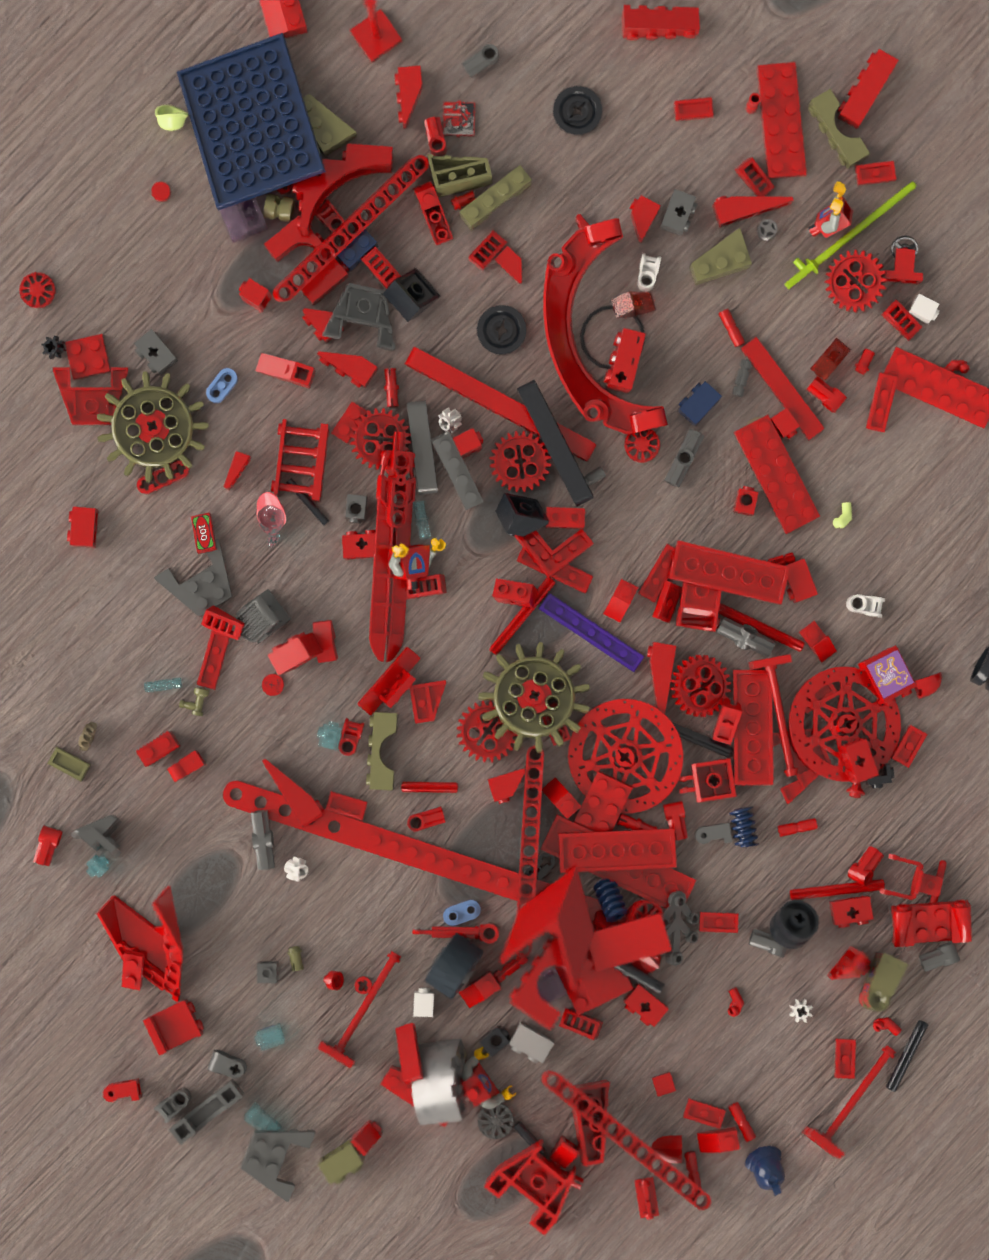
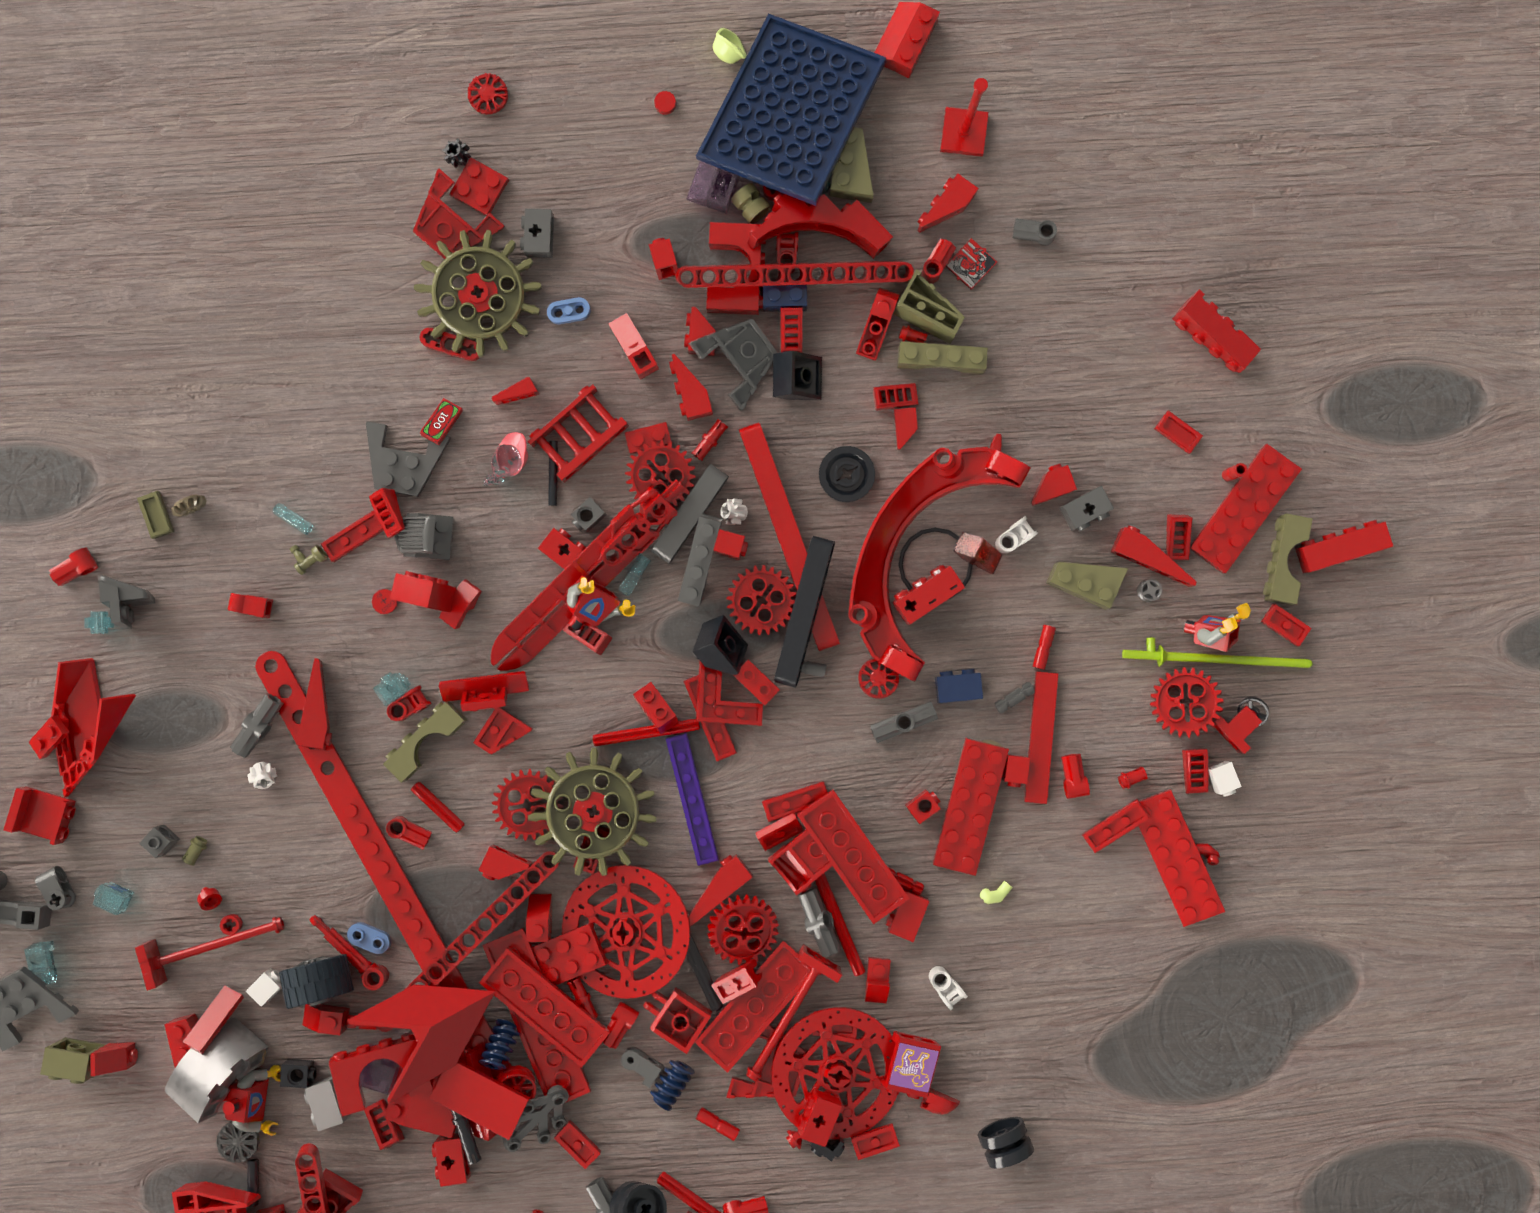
camera: 45 degrees right, 0 degrees up
(83, 527) = (345, 326): red brick -> none
(157, 748) = (238, 568): red brick -> none
(346, 805) = (353, 759): red plate -> none
(543, 871) = (472, 965): black beam -> none
(576, 97) = (1087, 334): black gear -> none
(620, 600) = (741, 794): red slope -> none
(830, 359) = (1104, 749): clear red slope -> none

